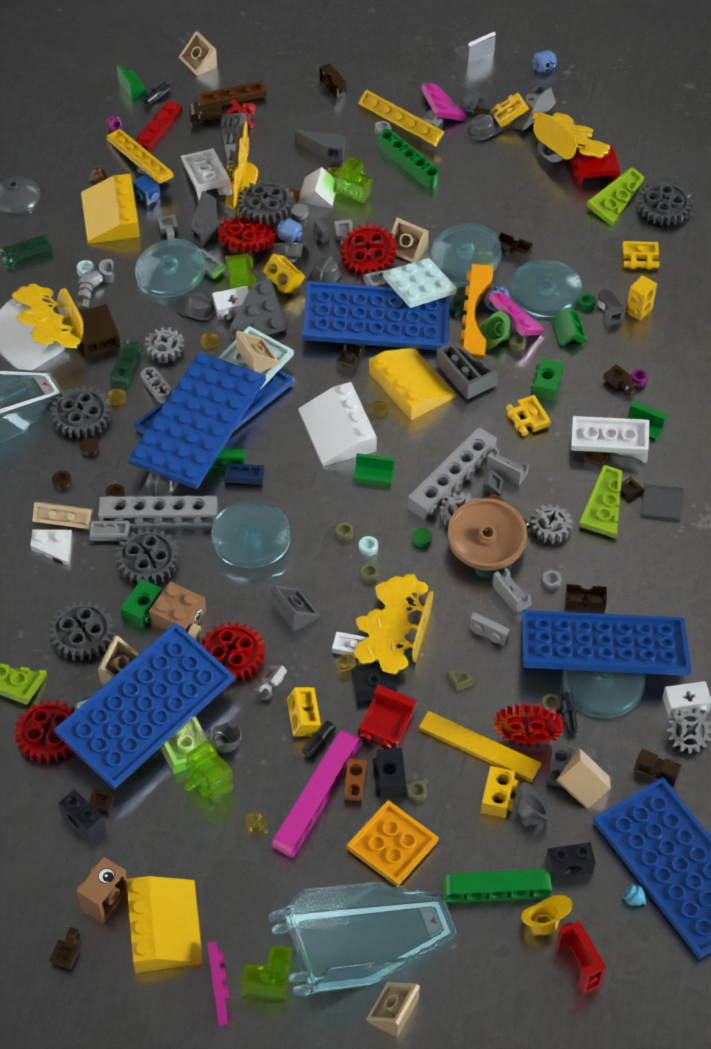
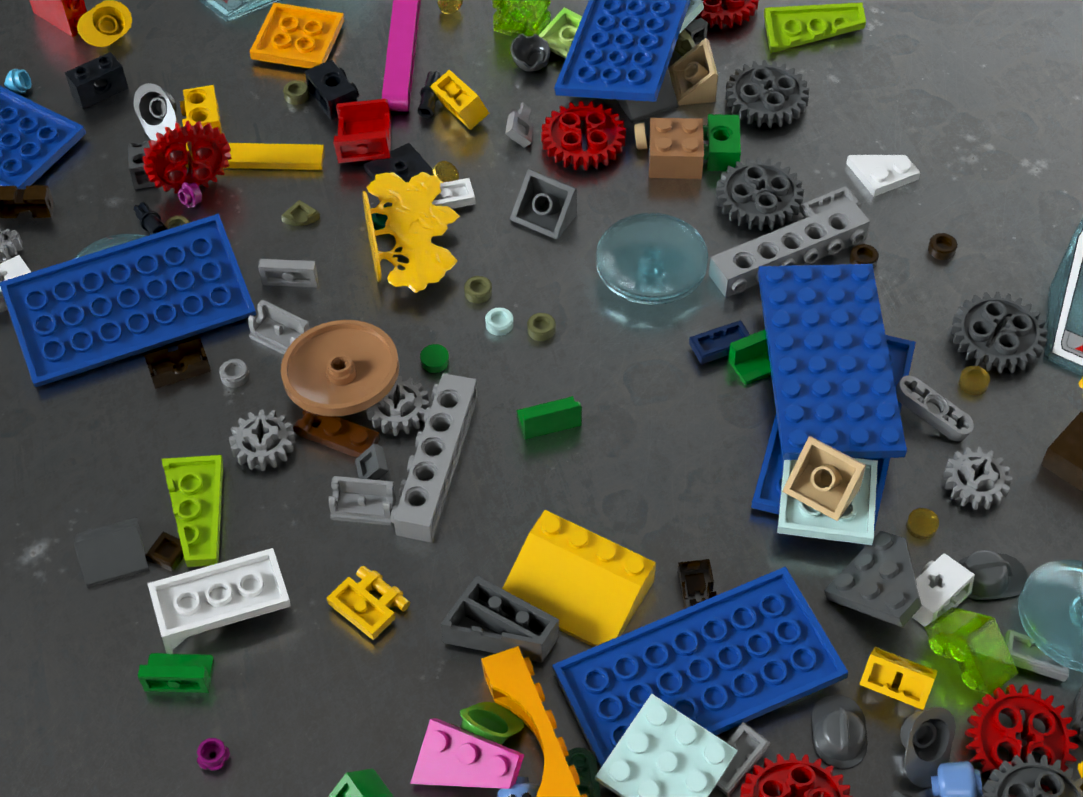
camera: 155 degrees right, 0 degrees up
(62, 515) = (901, 199): tan plate -> none
(89, 447) = (948, 298): dark brown tile -> none
(126, 362) = (1006, 431): clear green plate -> none
(338, 425) = (639, 464): white slope -> none
(355, 779) = (367, 72): dark orange leg -> none
(379, 409) = (600, 519): clear yellow tile -> none
(497, 885) = (170, 38): green beam -> none
(547, 380) = (368, 693): green brick -> none
(584, 779) = (102, 155): tan slope -> none
(619, 377) = (247, 736): dark brown plate -> none

